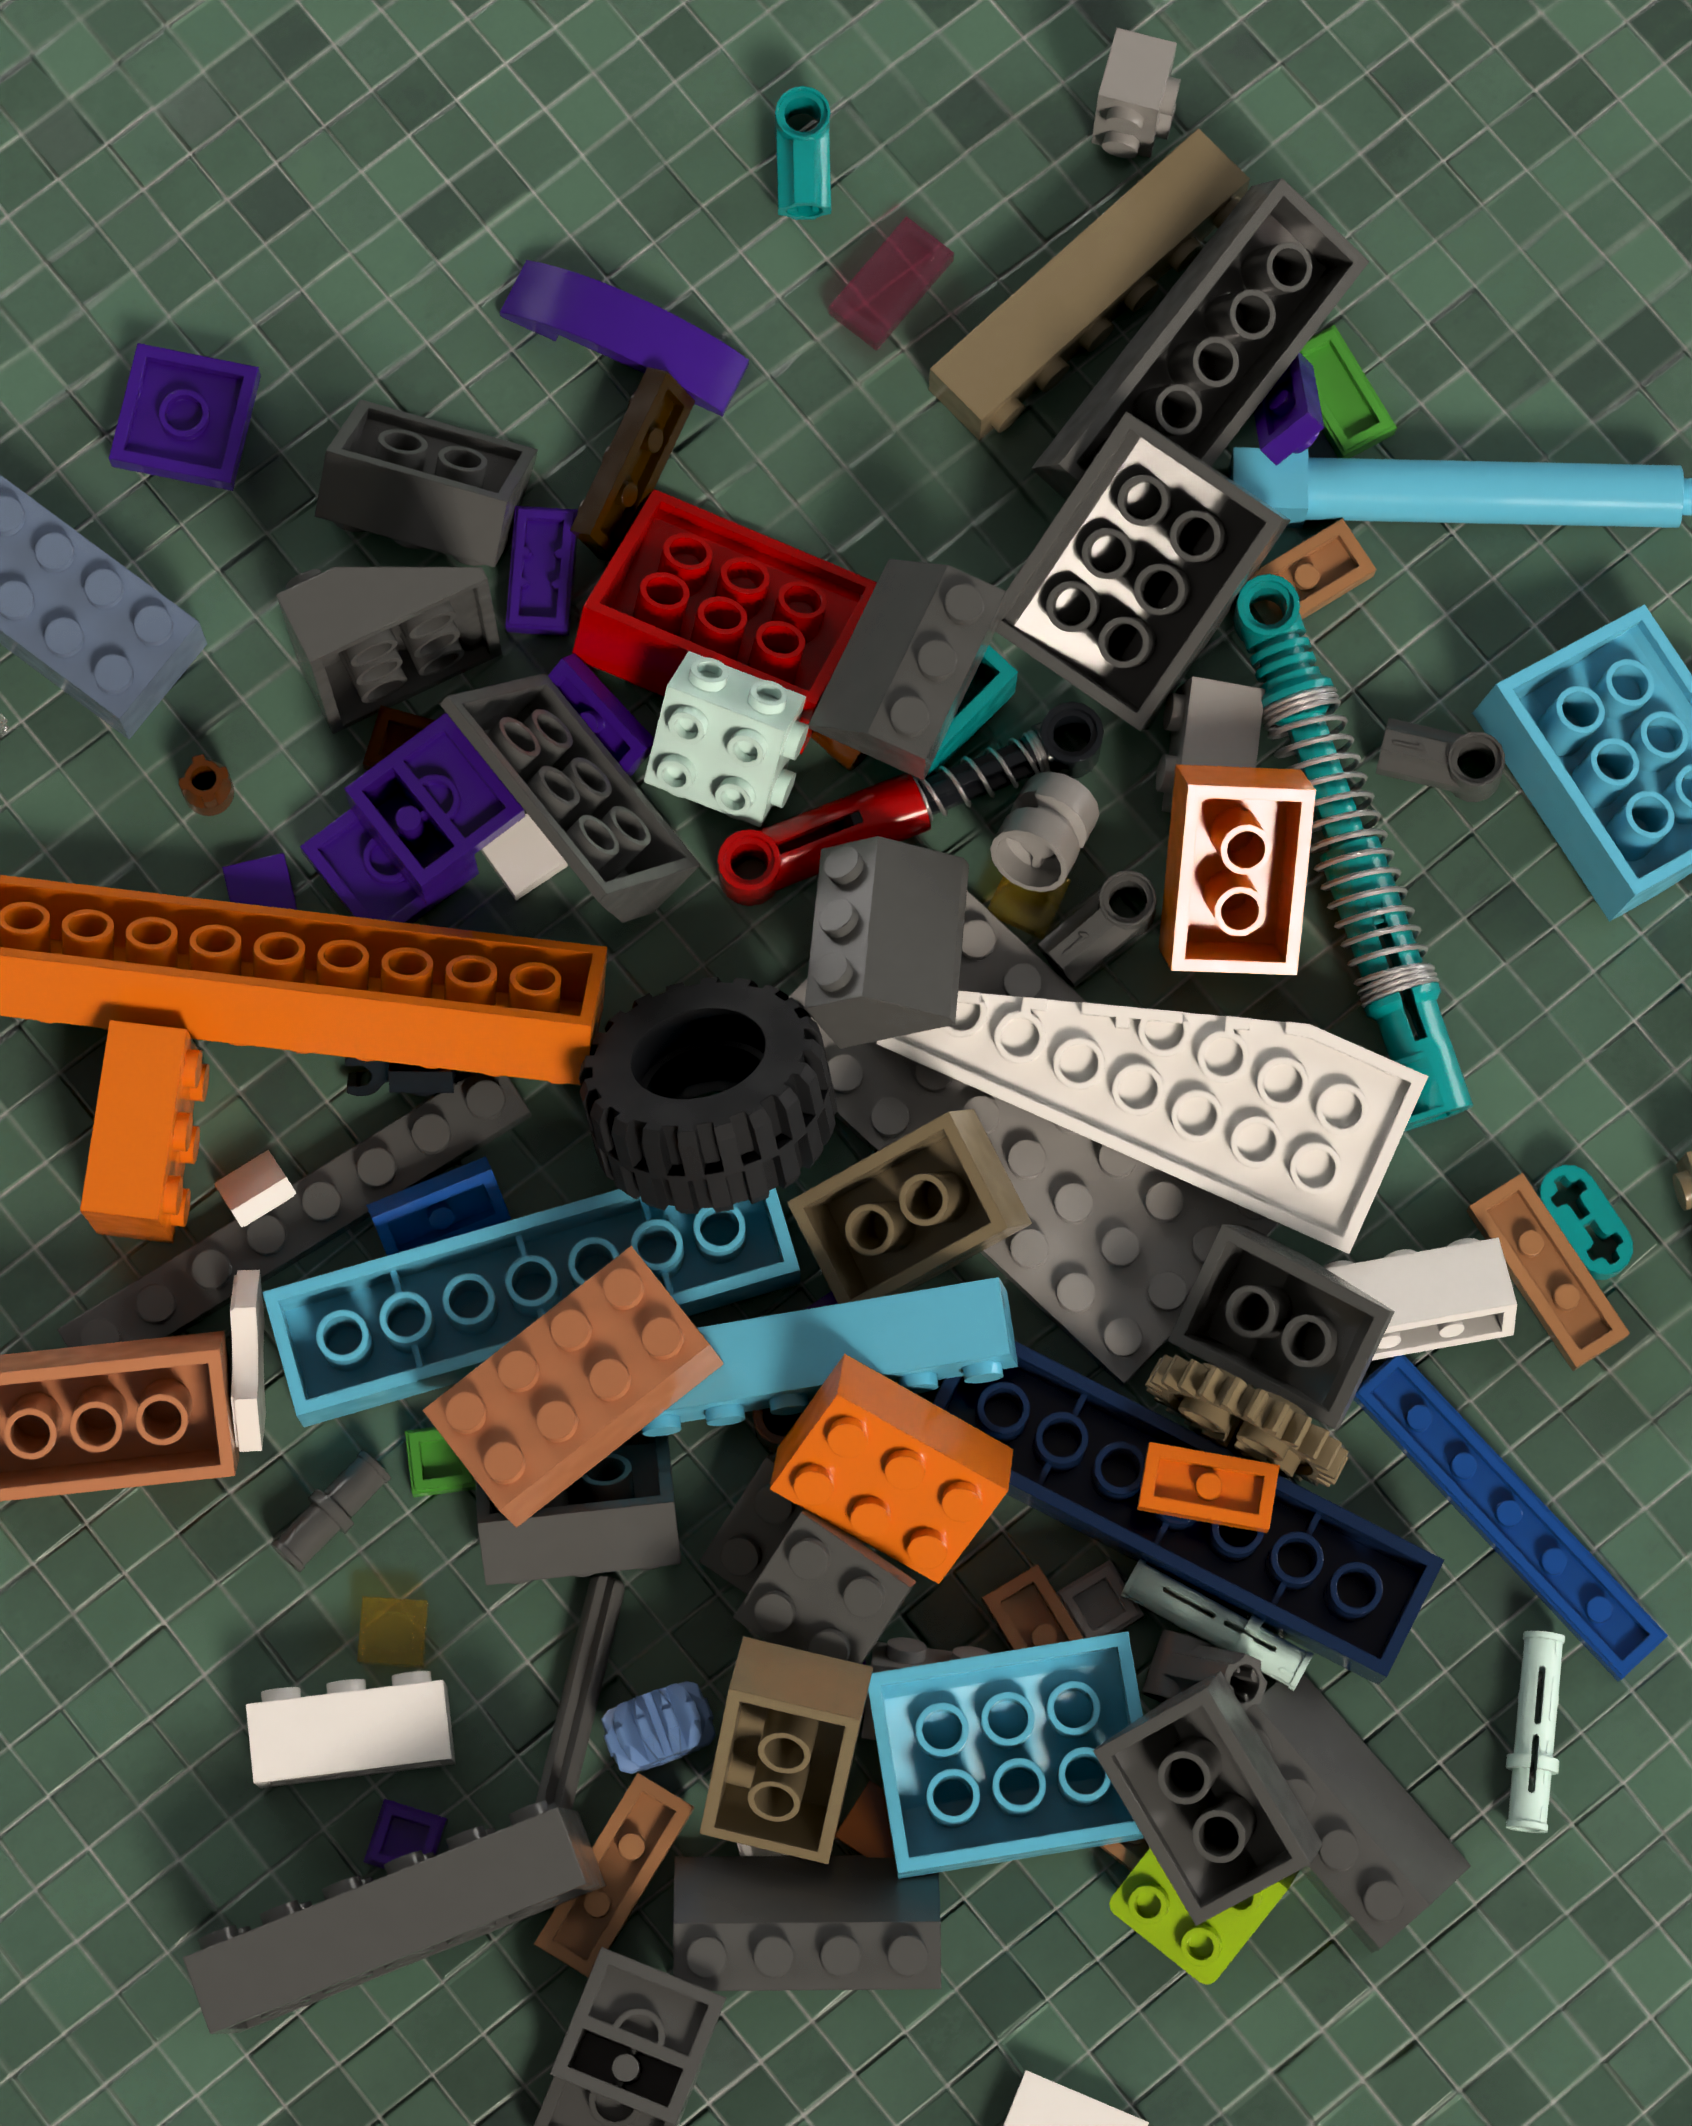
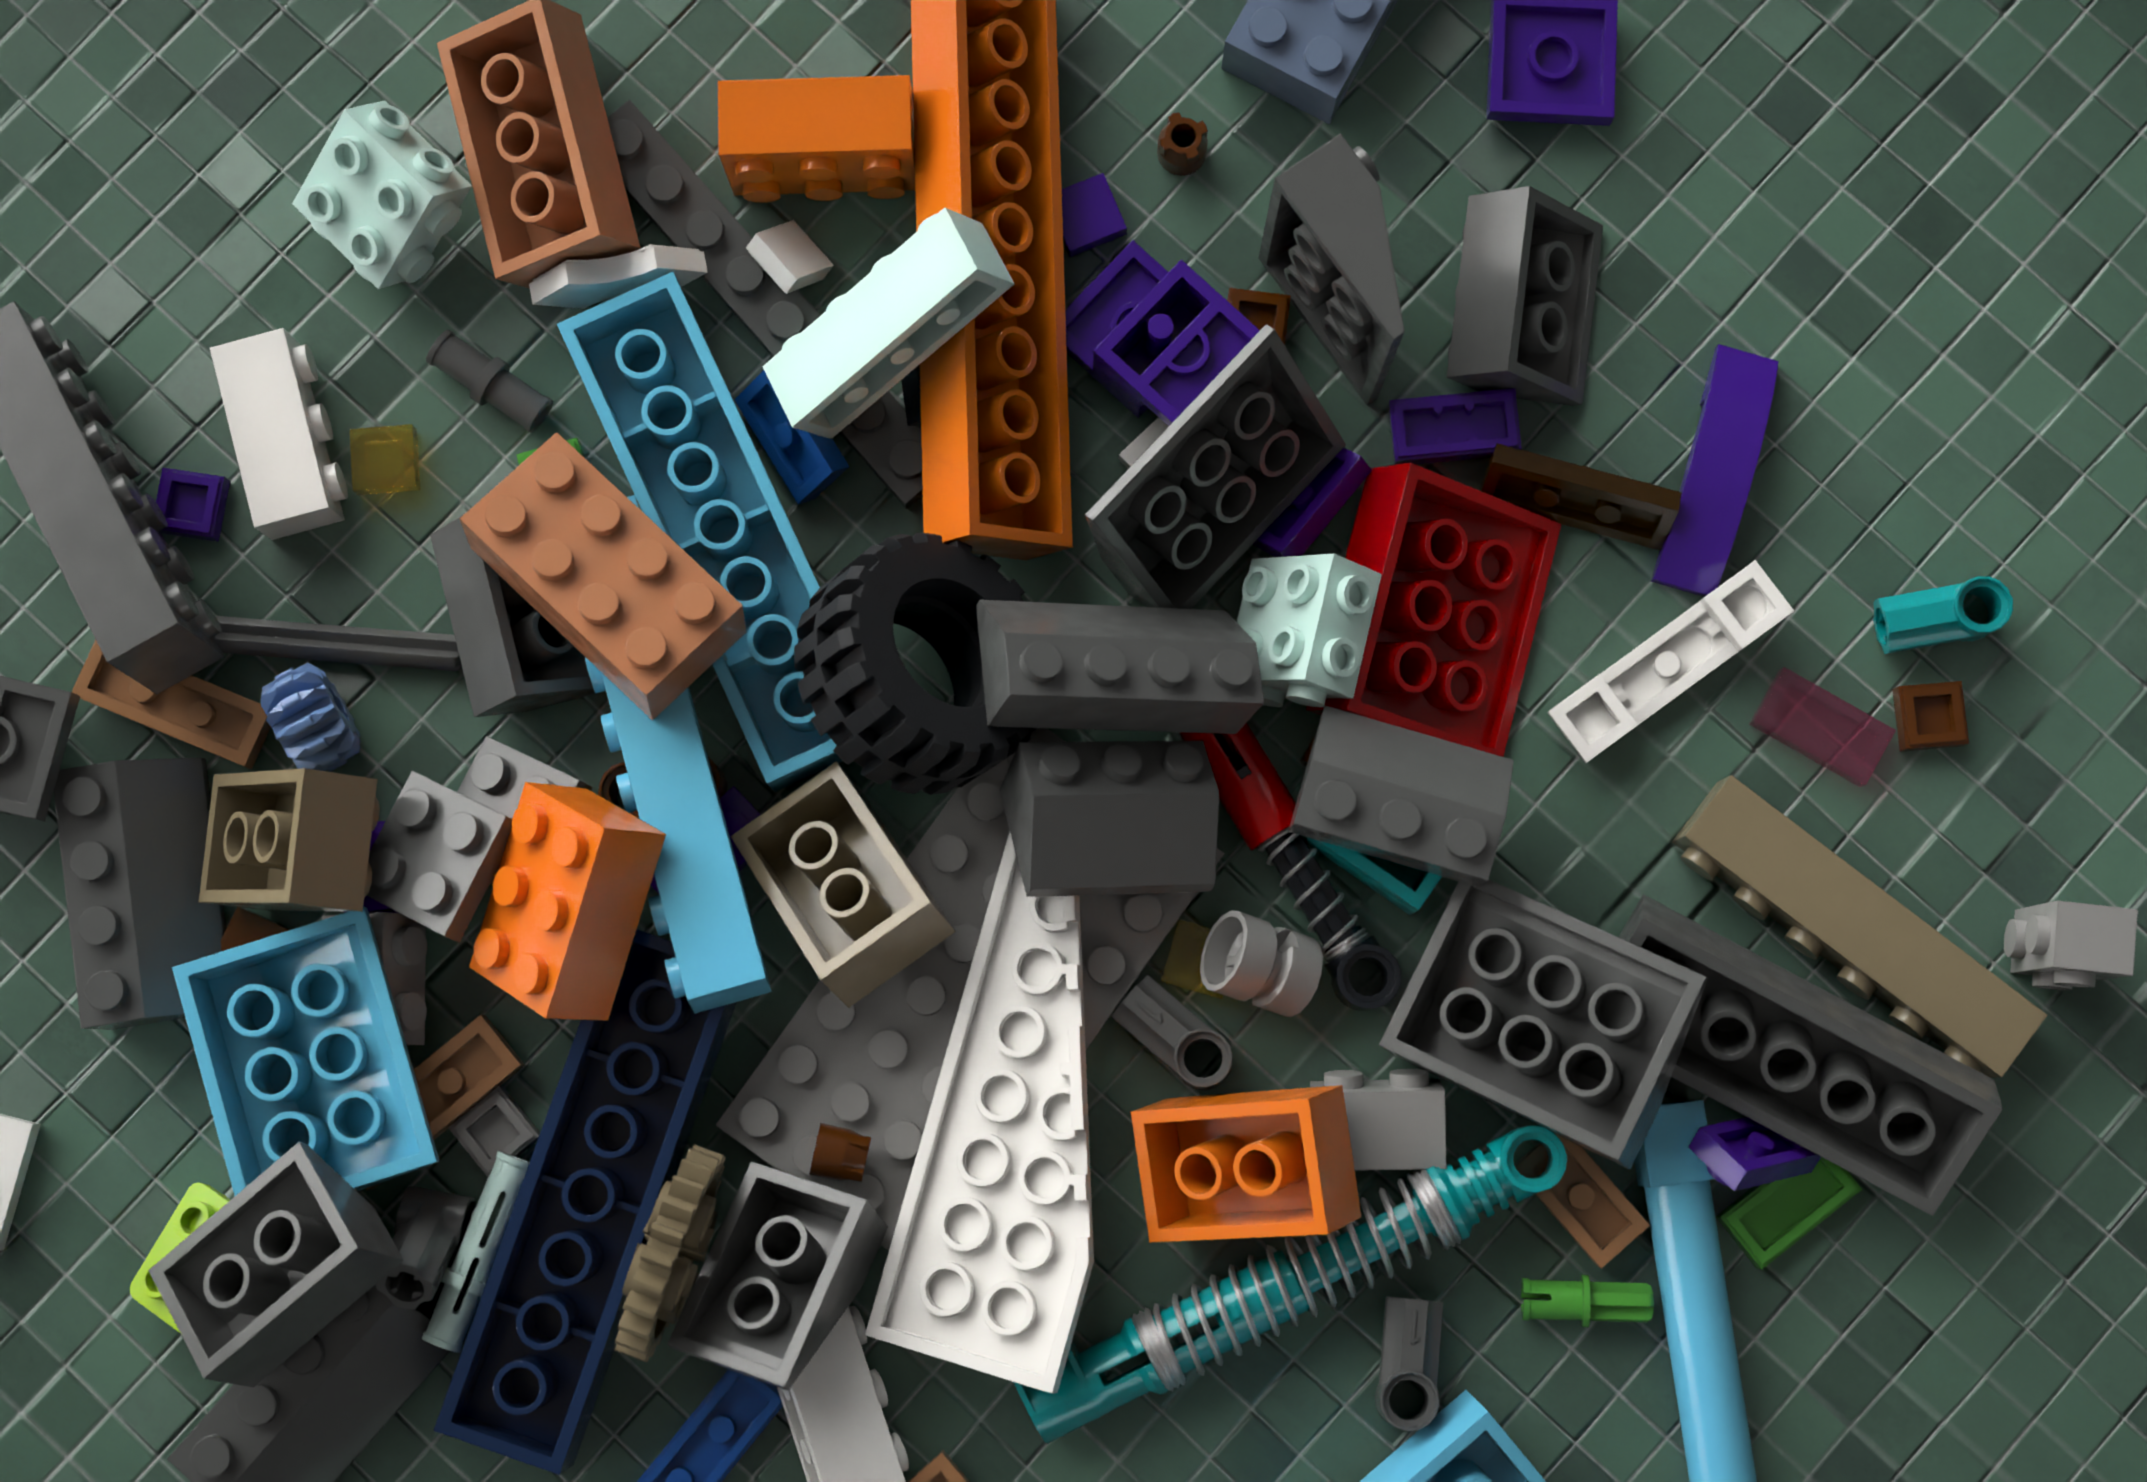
camera: 85 degrees right, 5 degrees up
(124, 1583) = (382, 194): none -> light aqua brick
(362, 1078) = (888, 323): none -> light aqua brick
(742, 907) = (1116, 668): none -> dark grey slope
(807, 409) = (1670, 661): none -> white slope
(896, 183) = (1930, 716): none -> reddish brown tile
(1171, 1256) = (839, 1154): none -> reddish brown hose
(1208, 1487) = (593, 1222): orange plate -> none
(1404, 590) = (1586, 1300): none -> bright green axle

